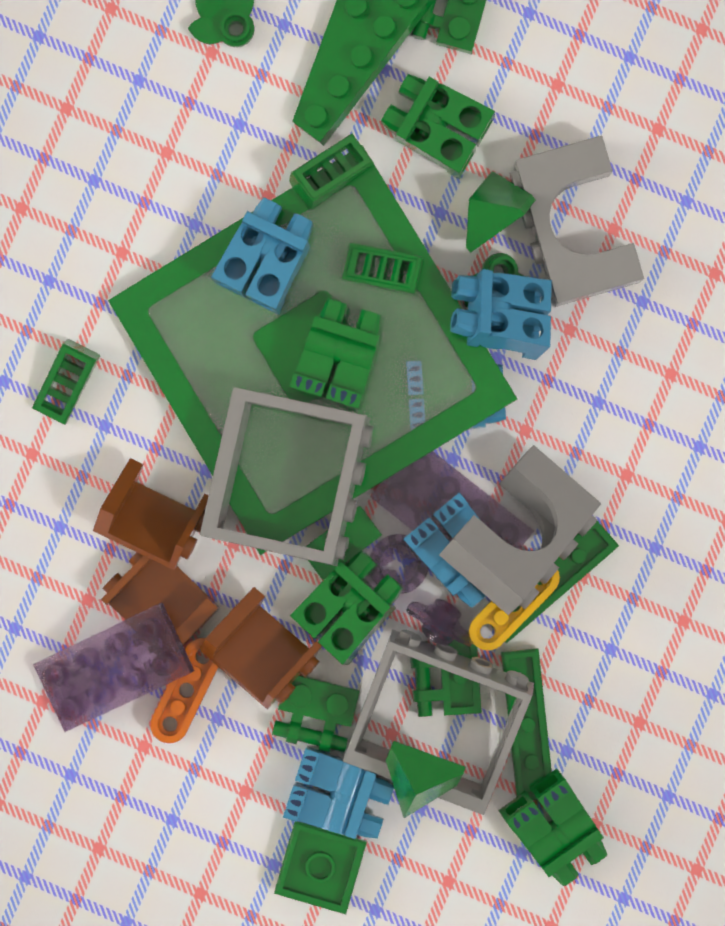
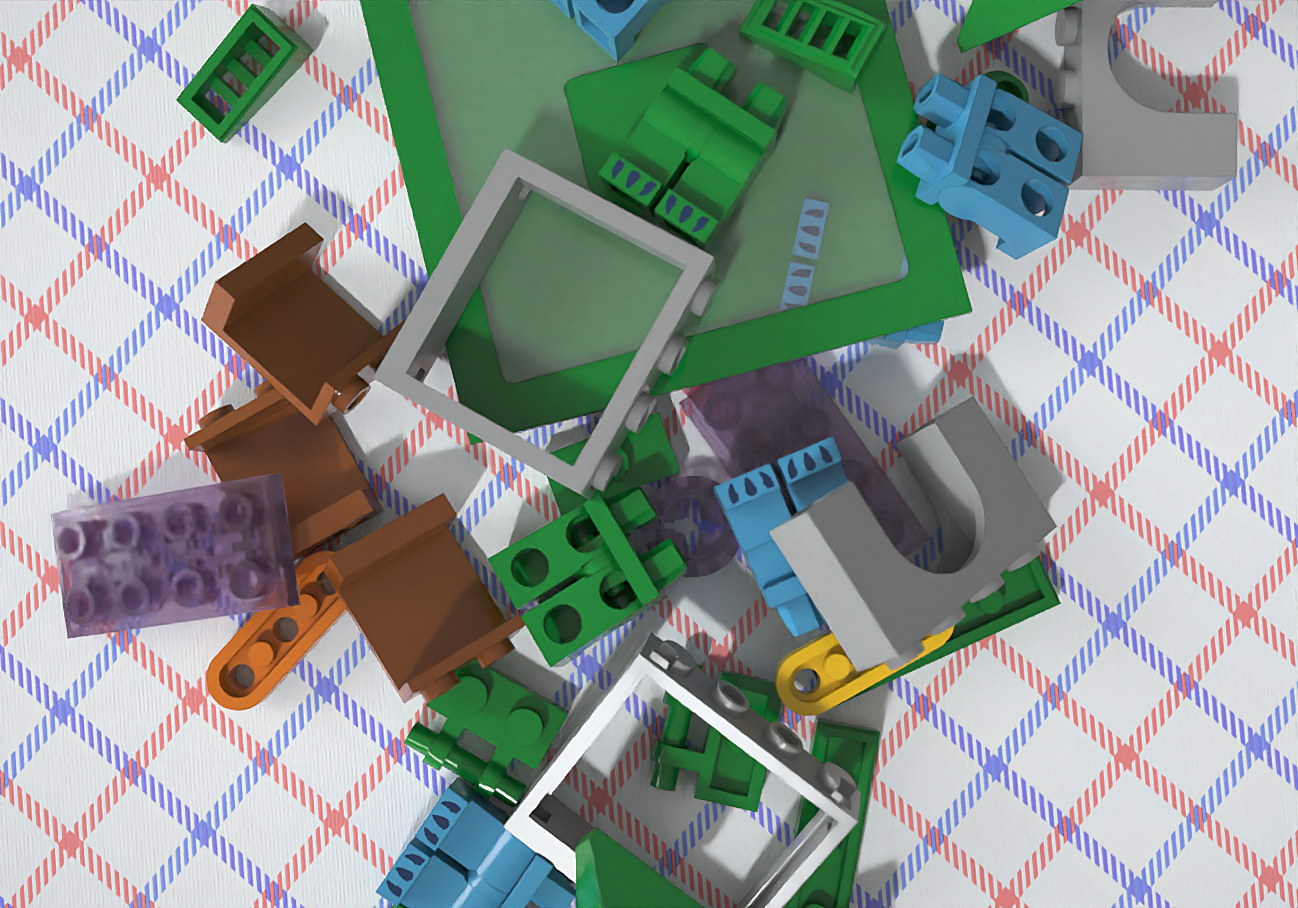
camera: 10 degrees right, 0 degrees up
(440, 622) = (733, 644): clear purple plate -> none

